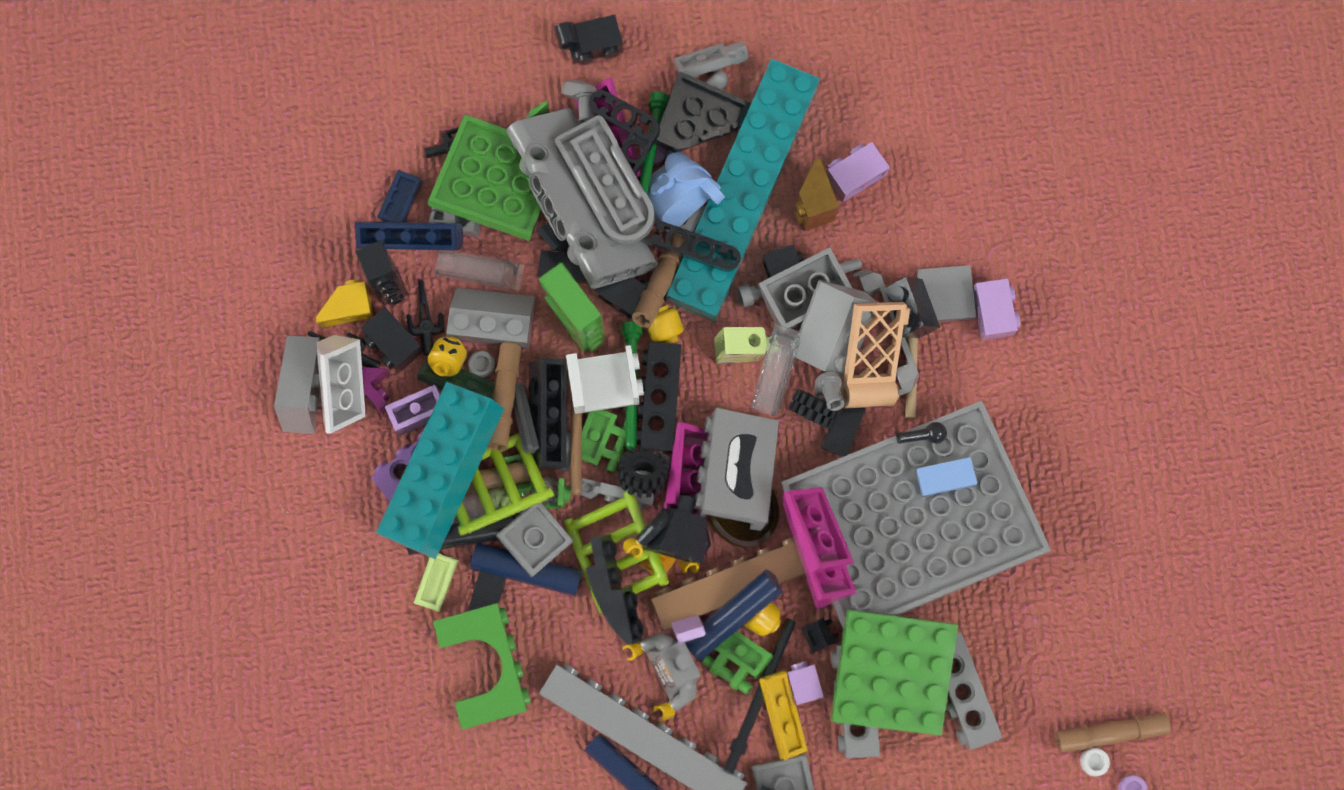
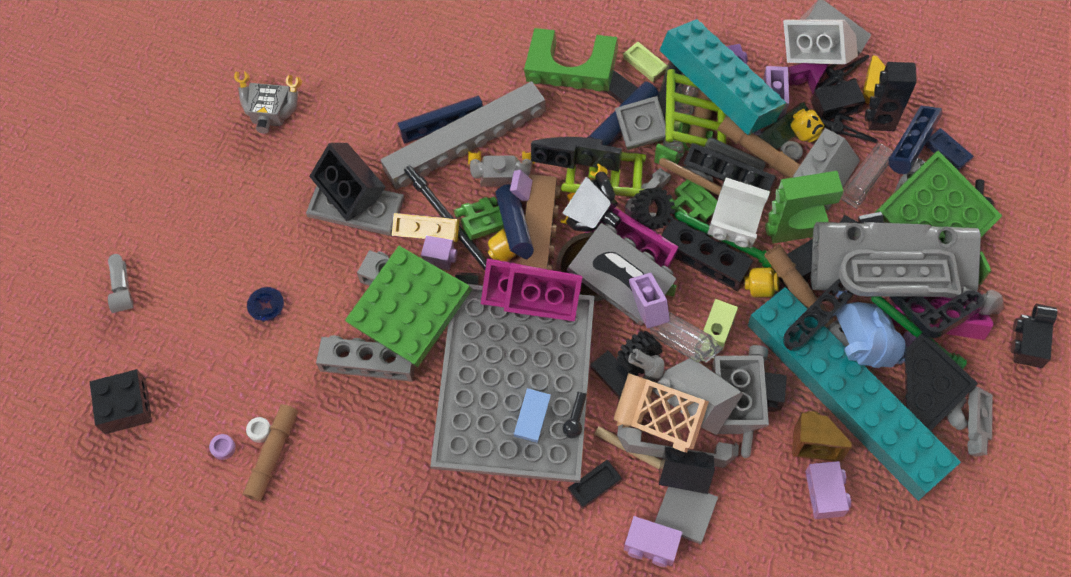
camera: 120 degrees right, 15 degrees down
(758, 422) = (649, 300): none -> lavender slope
(964, 390) = (595, 484): none -> black tile

